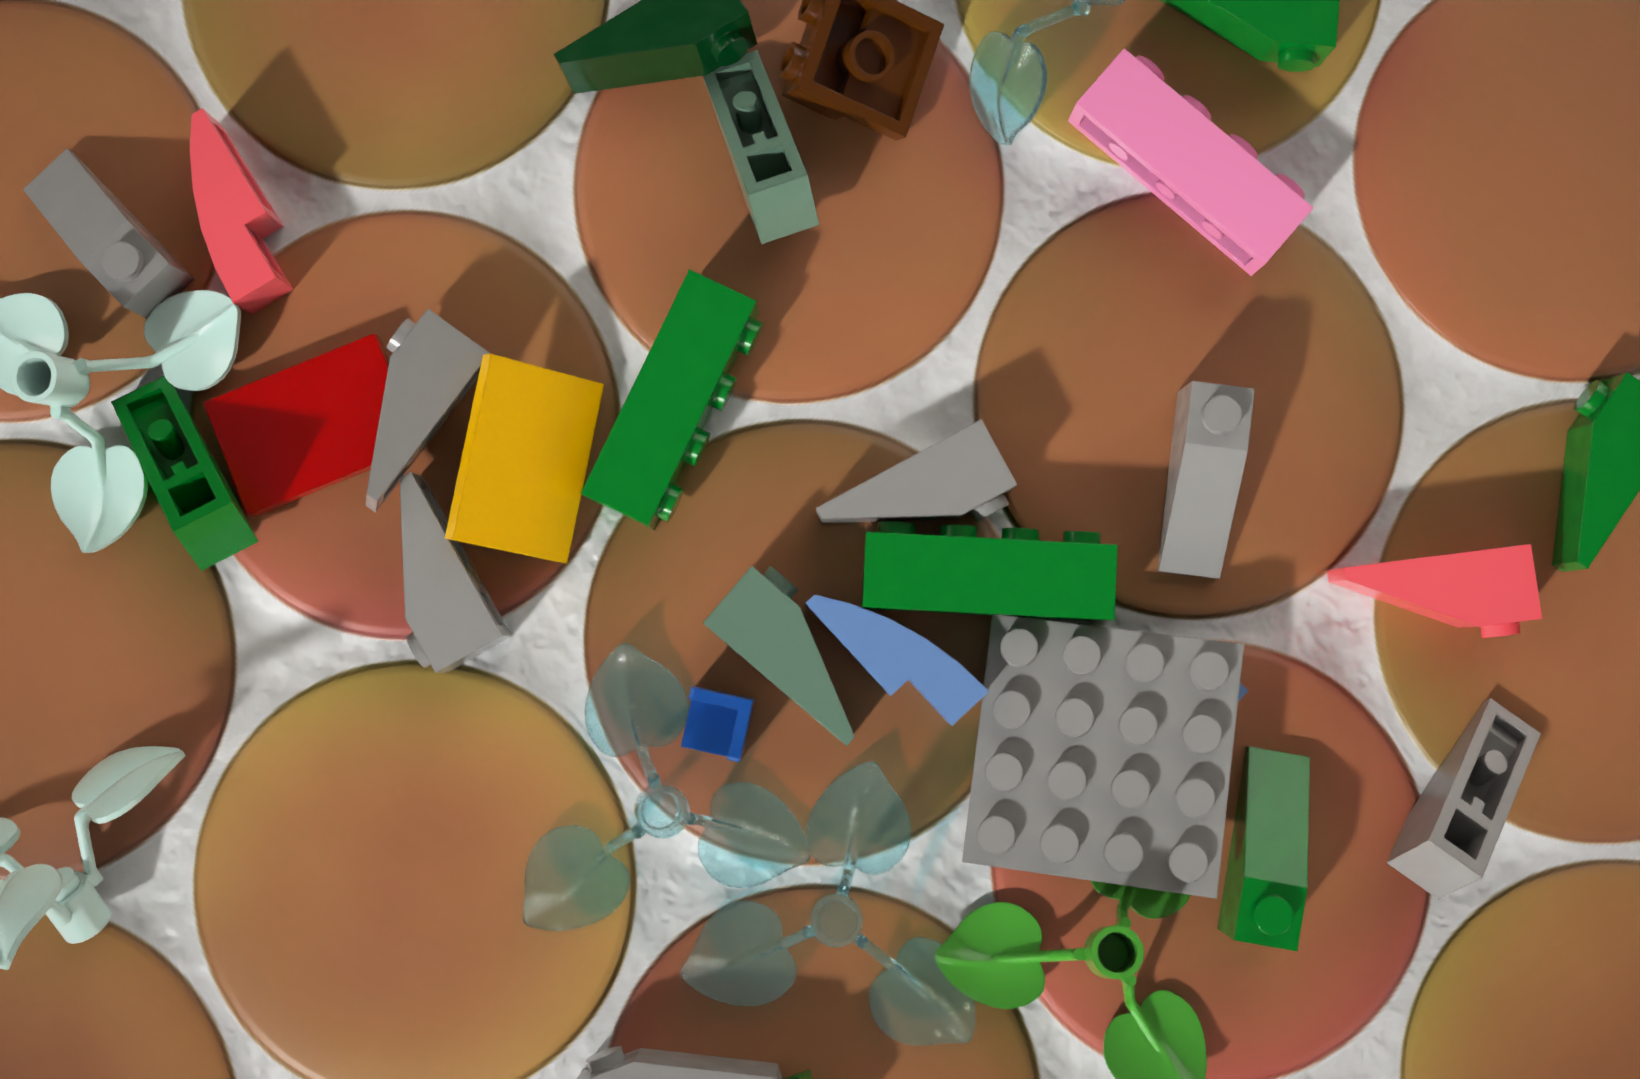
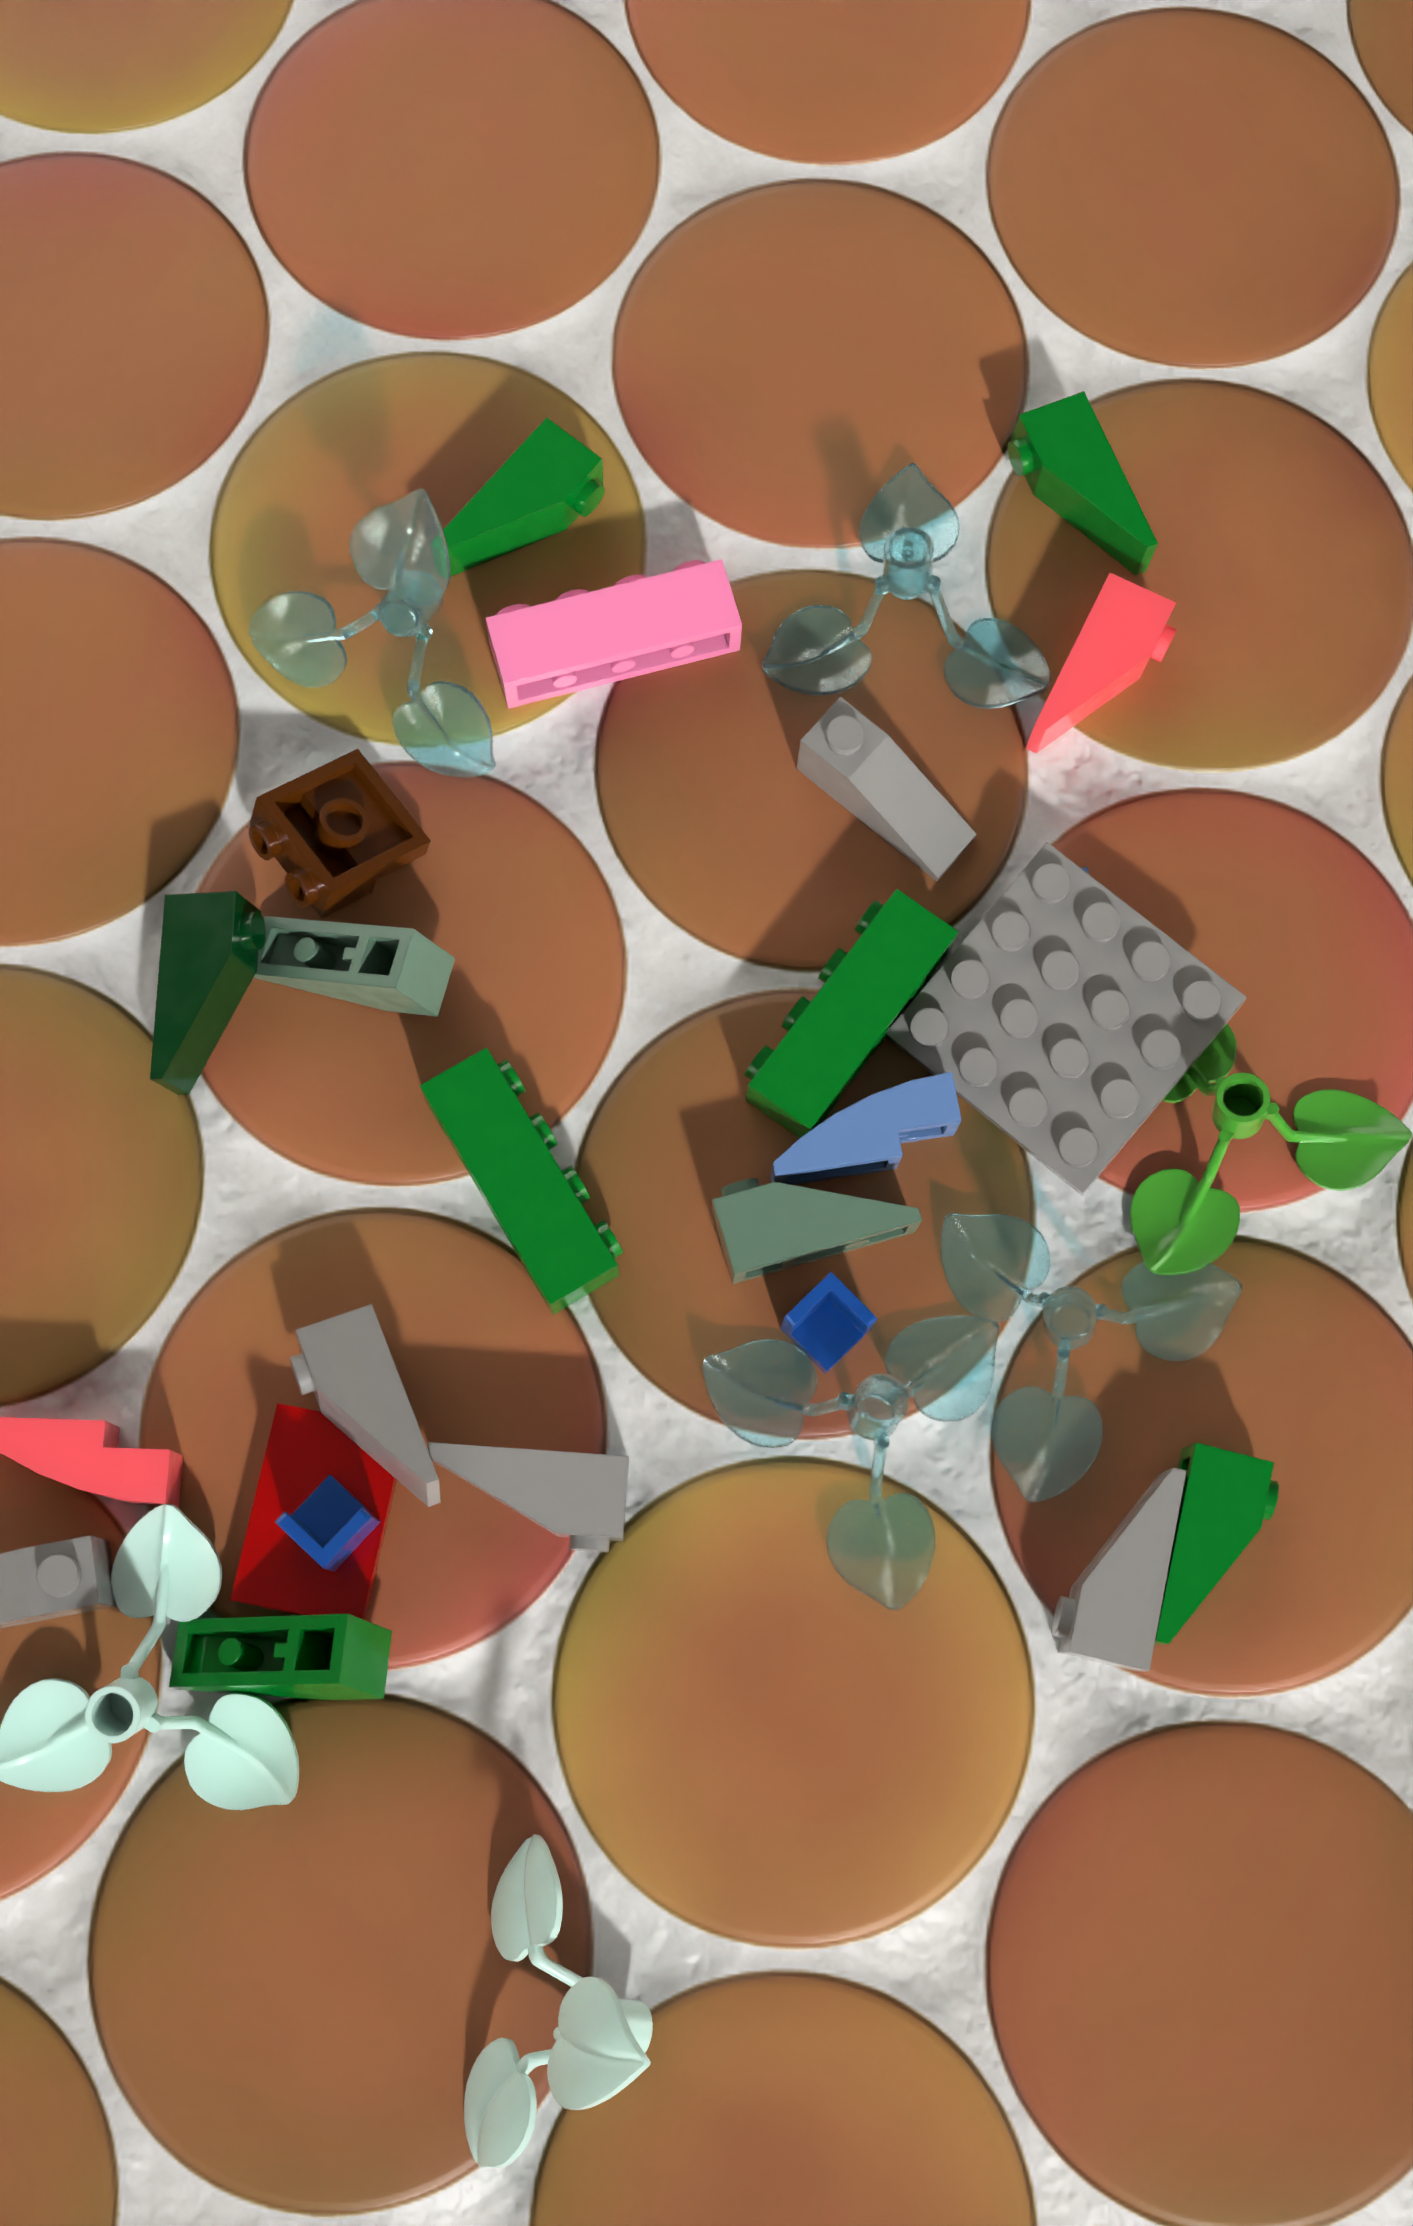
camera: 60 degrees left, 10 degrees down
(298, 437) = (329, 1524): none -> blue panel
(524, 459) = (484, 1339): yellow tile -> none
(935, 484) = (745, 1004): light grey slope -> none
(1268, 851) = (1233, 939): green slope -> none
(1450, 343) = (907, 531): none -> clear light blue plant
(1465, 803) = (1292, 762): light grey slope -> none

